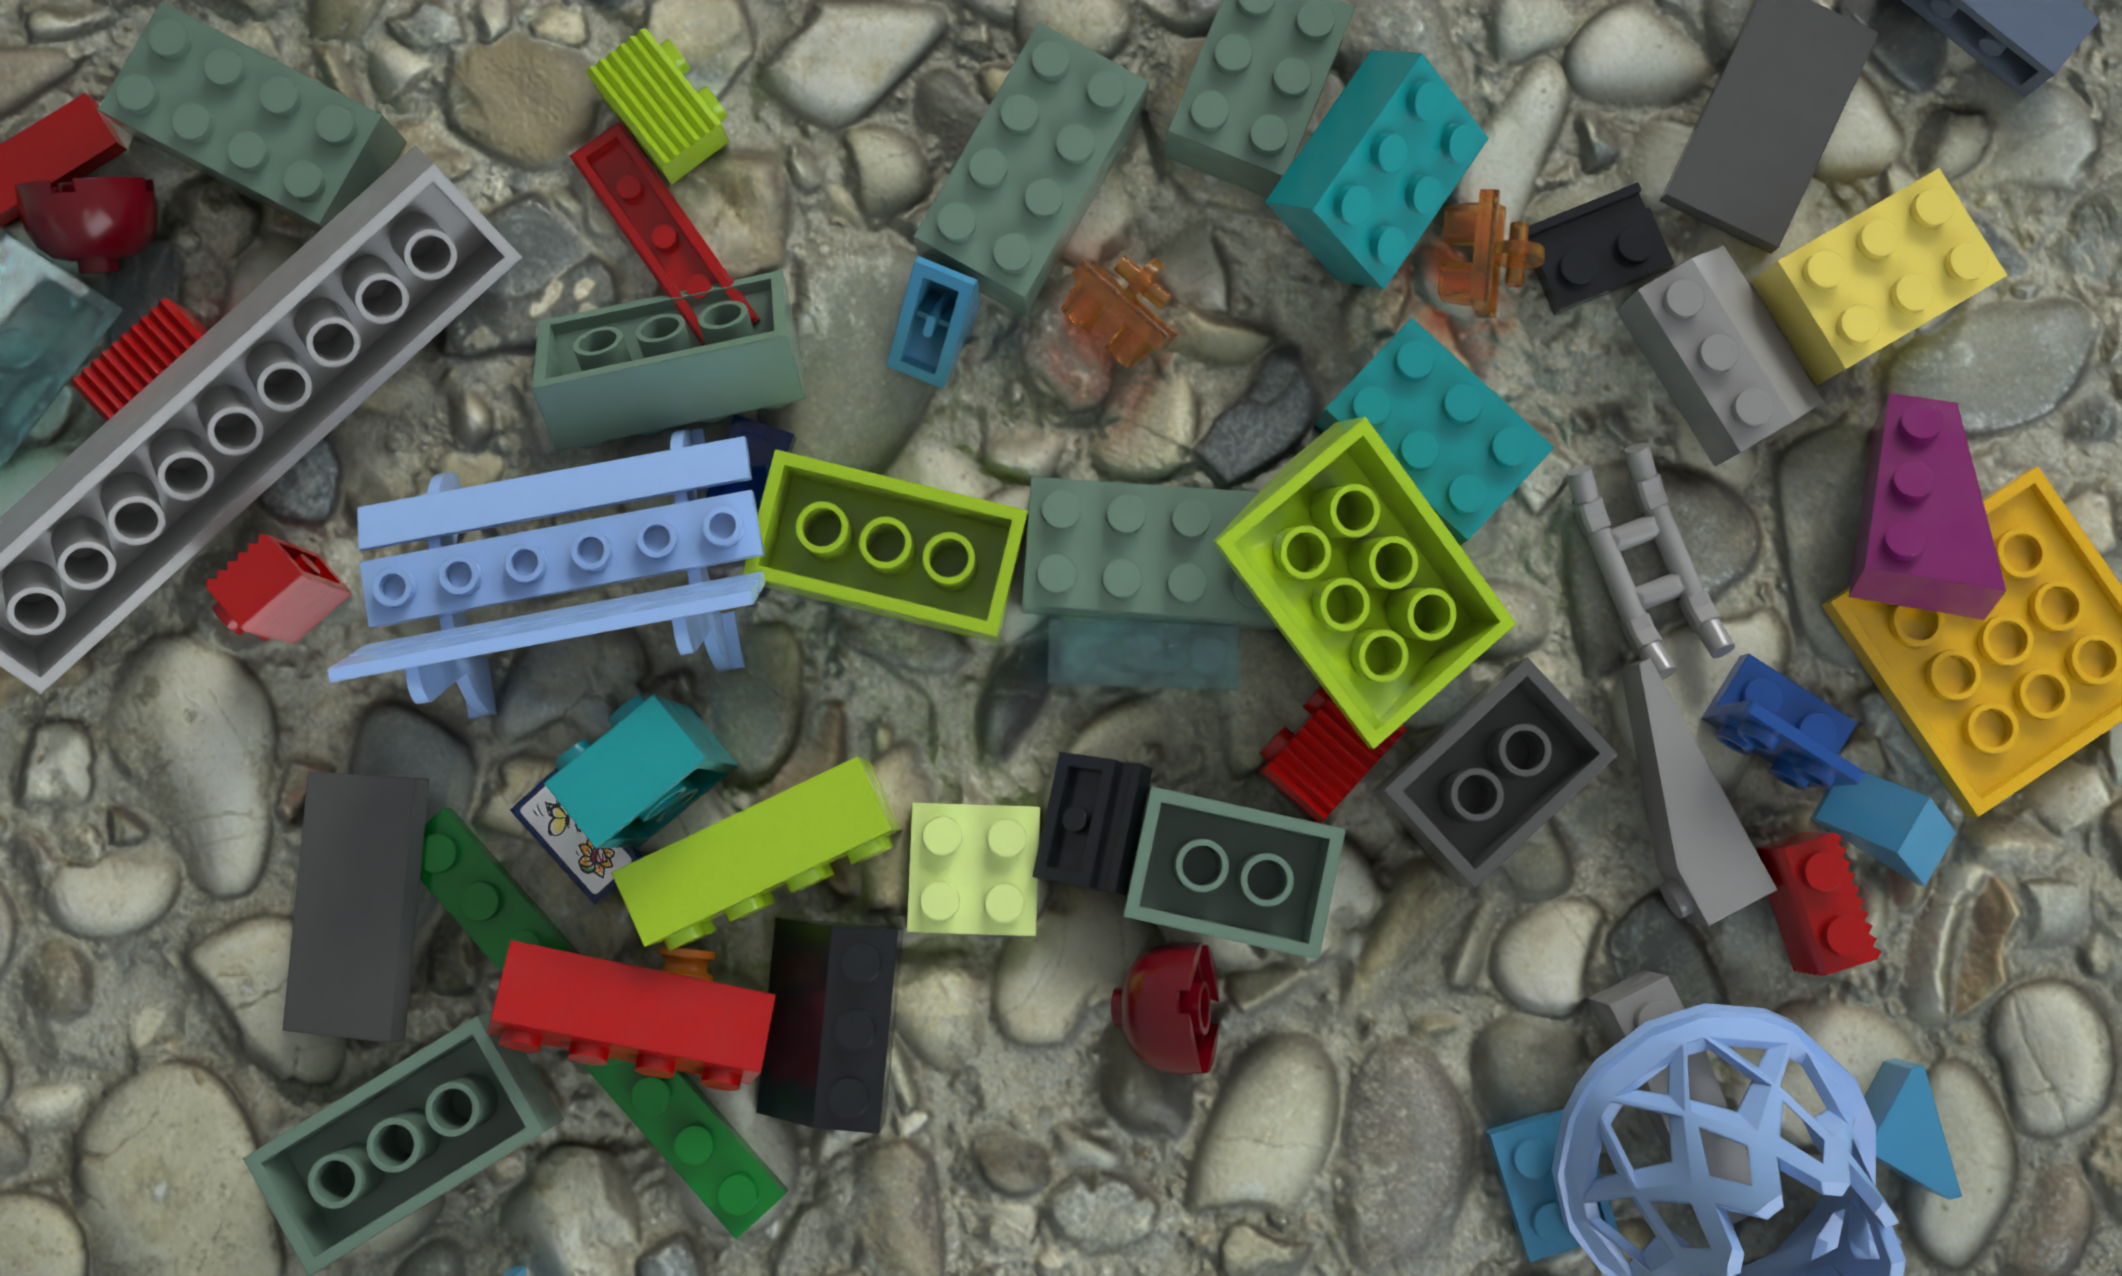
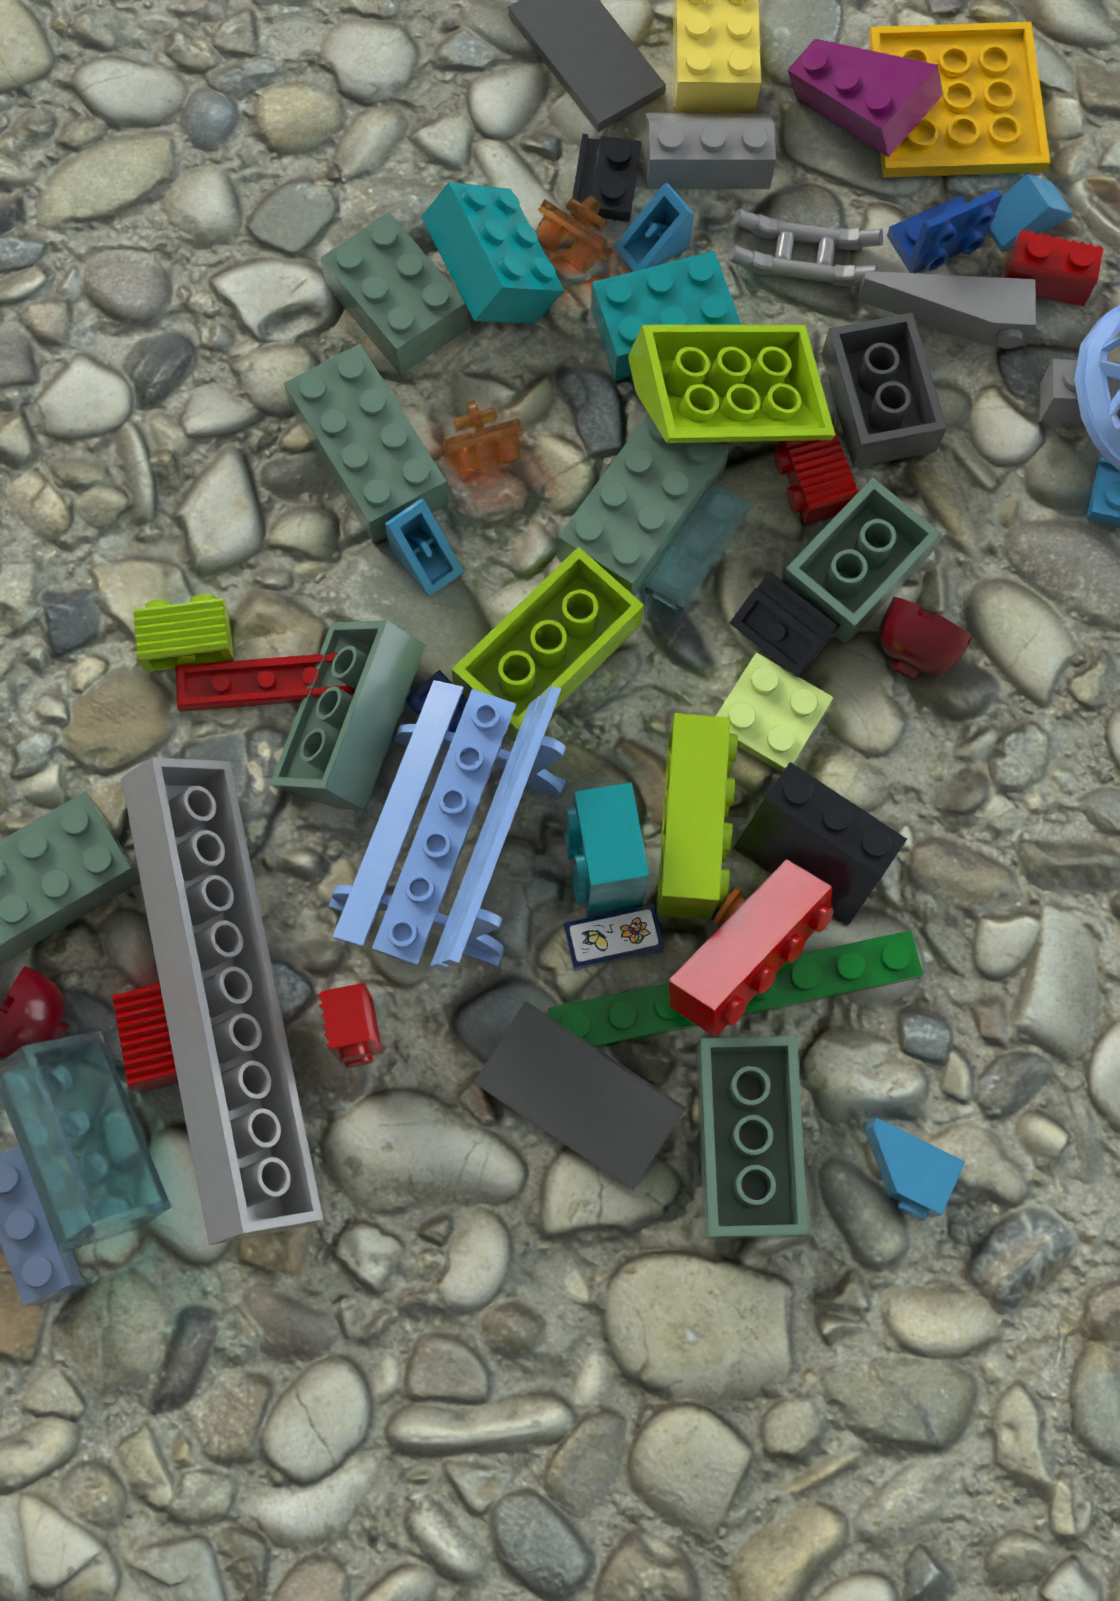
camera: 60 degrees left, 10 degrees down
(1545, 357) = (657, 232): none -> dark azure slope

